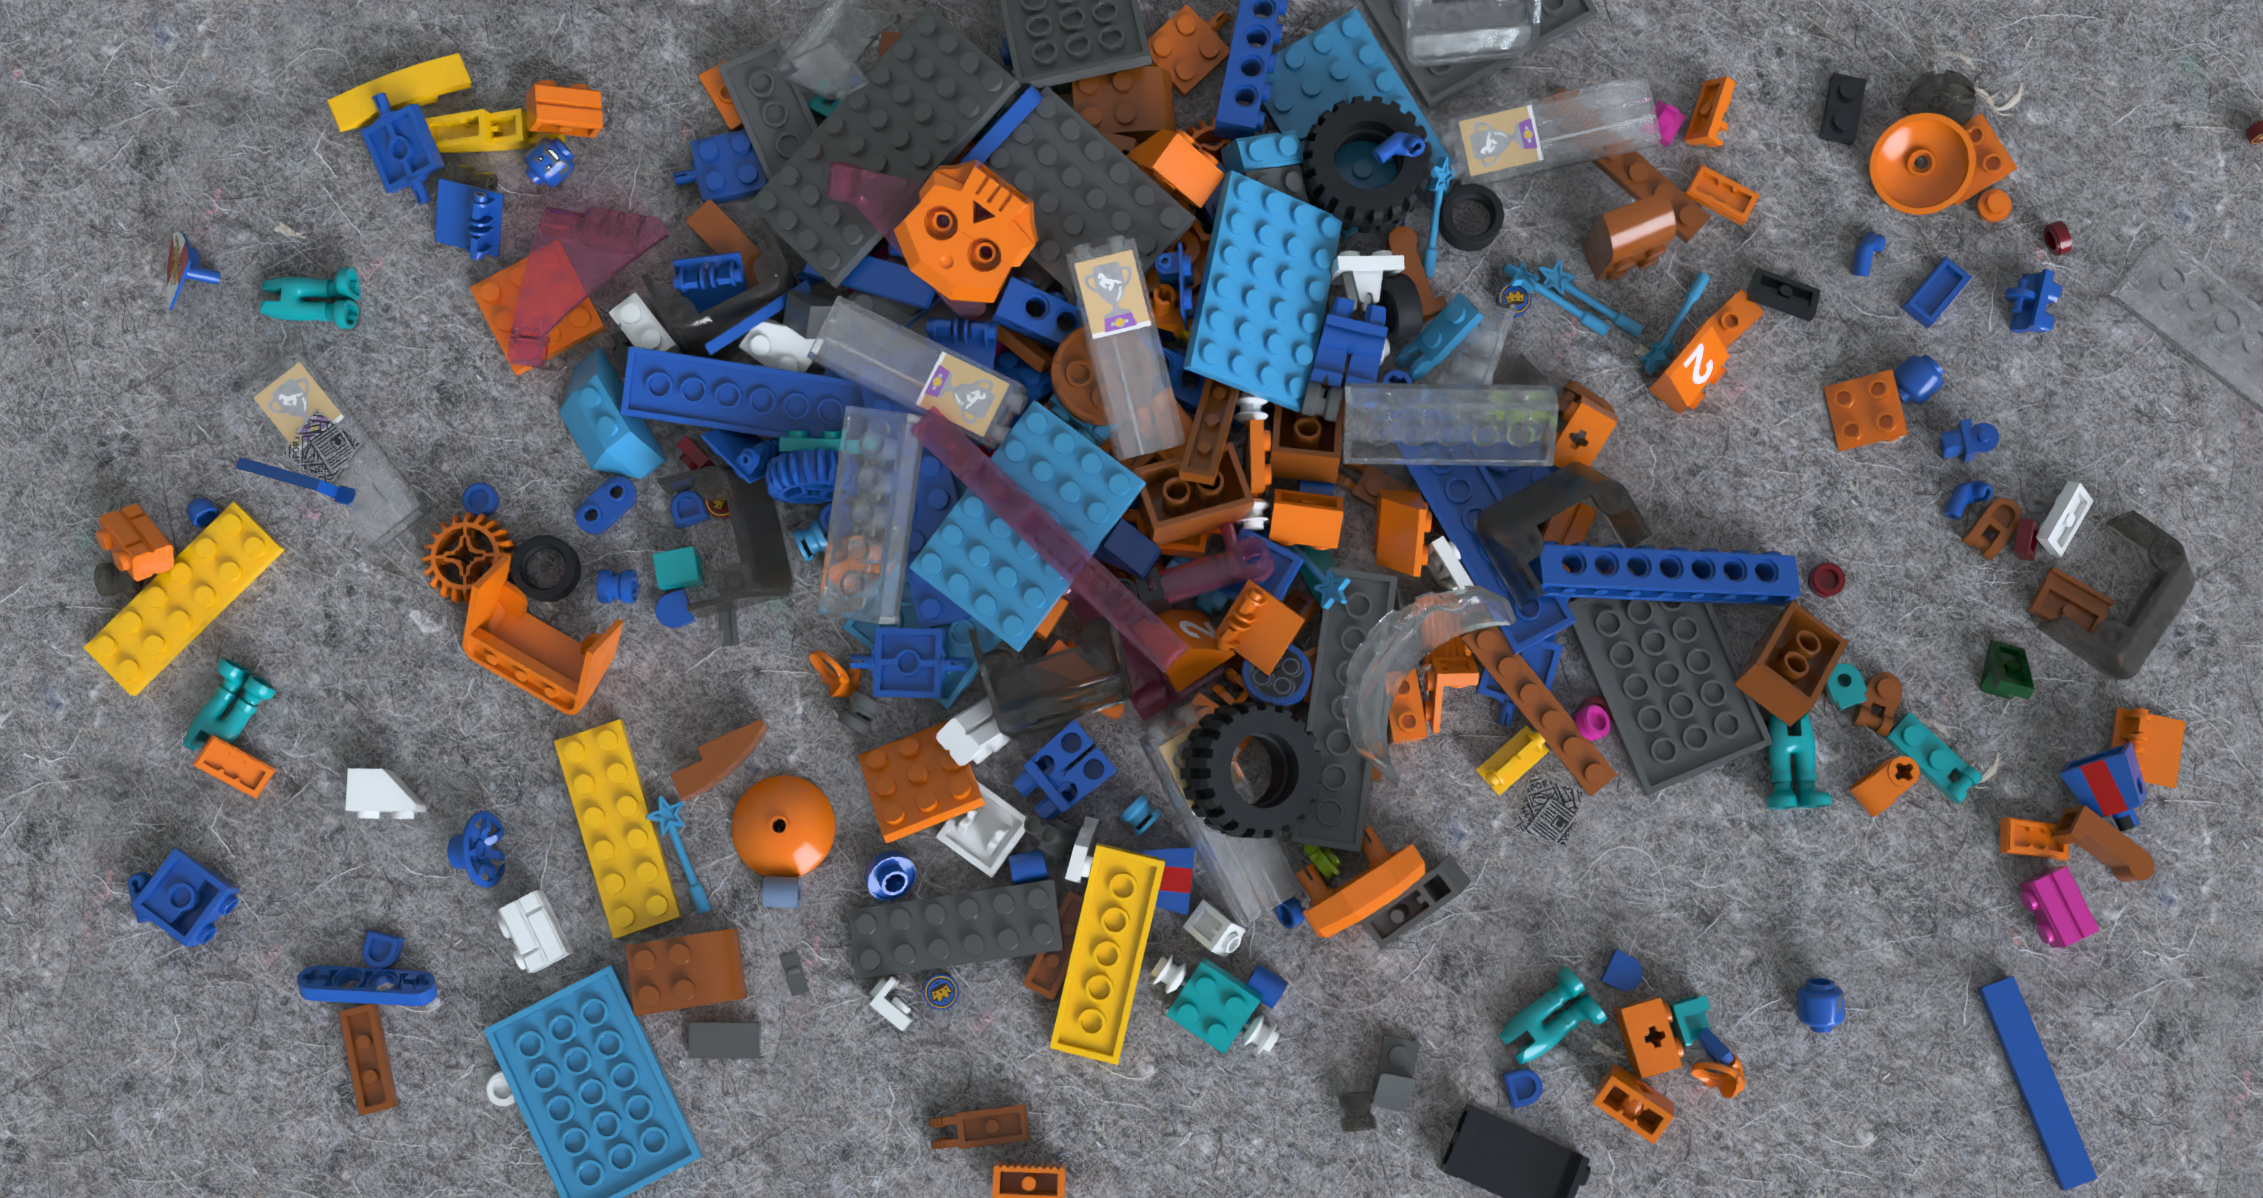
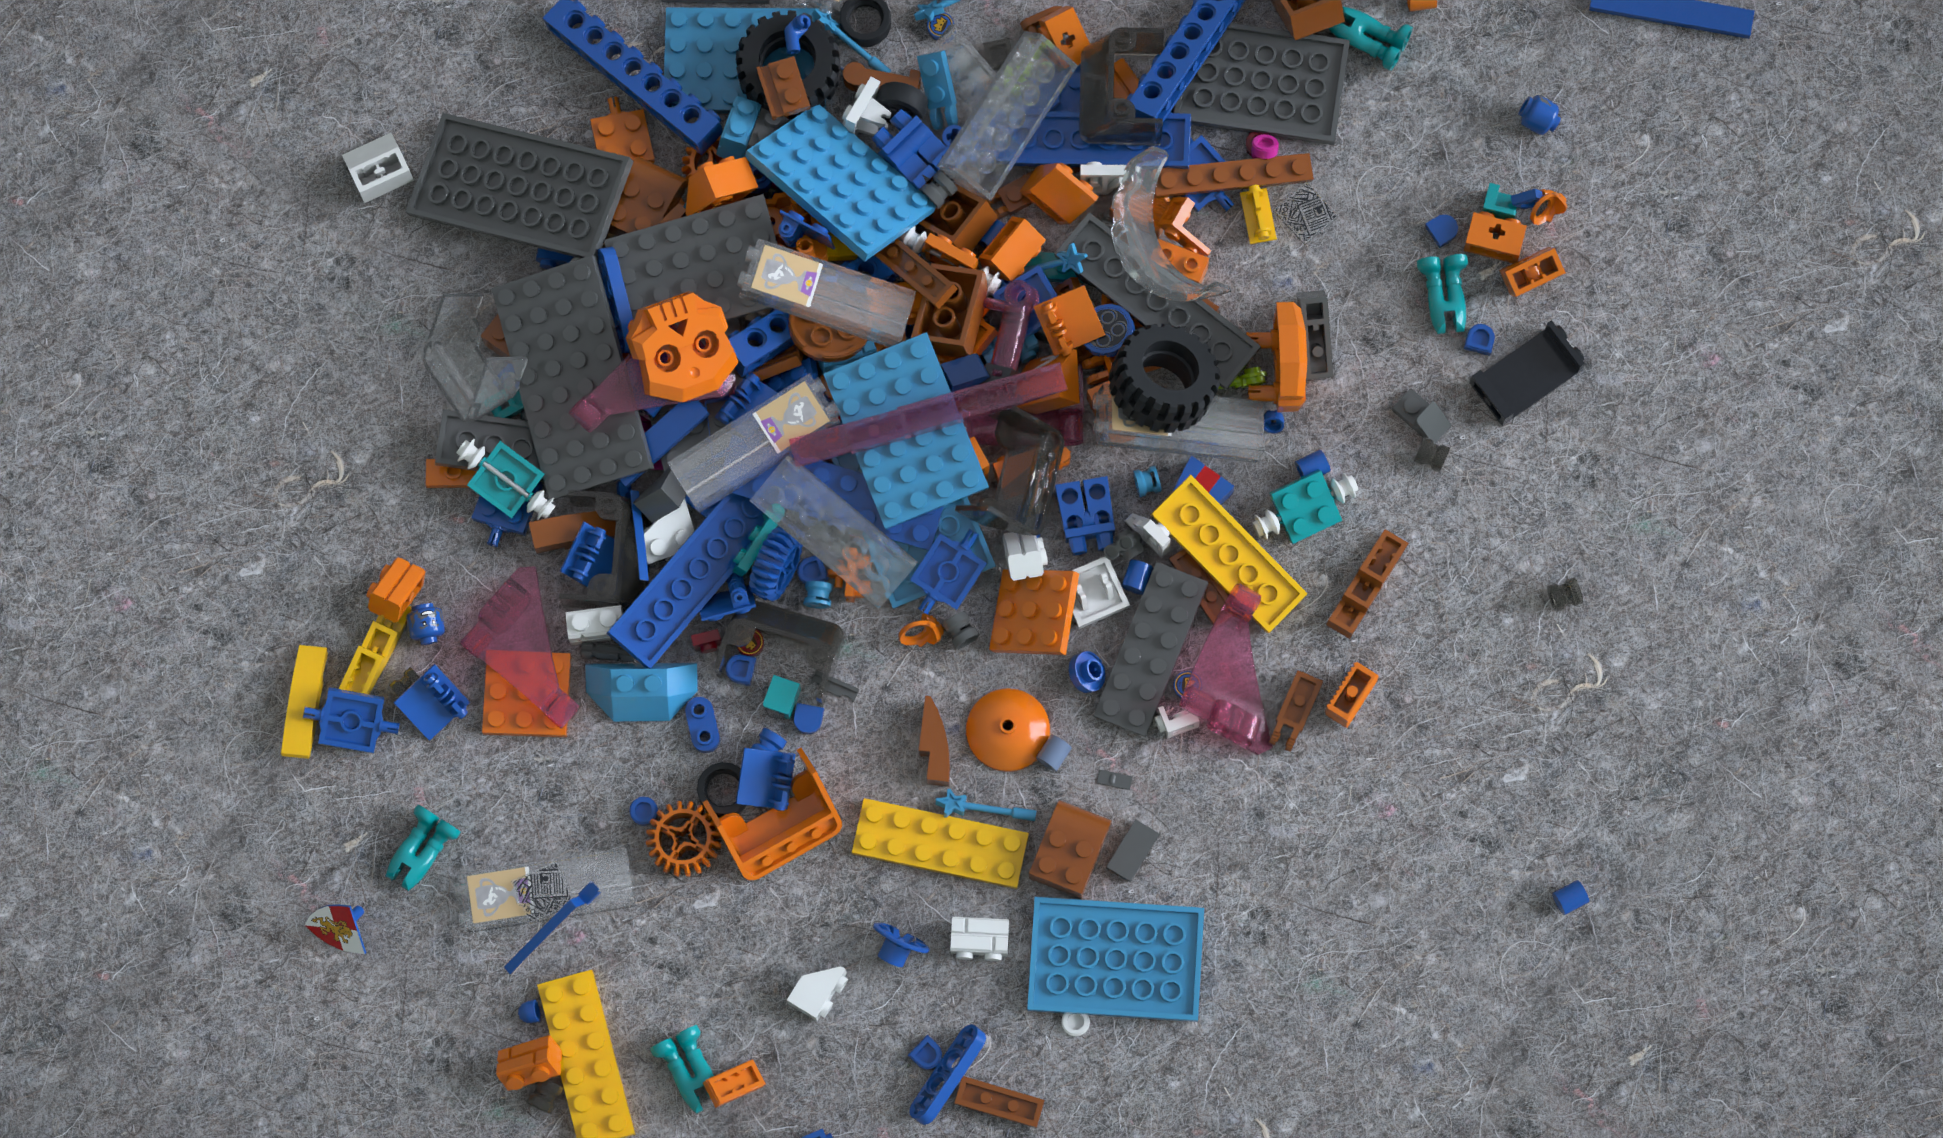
camera: 55 degrees left, 5 degrees down
(574, 605) = (765, 778): none -> blue hinge
(740, 146) = (505, 479): none -> teal plate
(963, 1031) = (1224, 677): none -> clear pink panel
(1169, 1124) = (1367, 584): none -> dark orange slope
(1214, 929) = (1254, 477): white bracket -> none
(1330, 170) = (783, 88): none -> dark orange plate

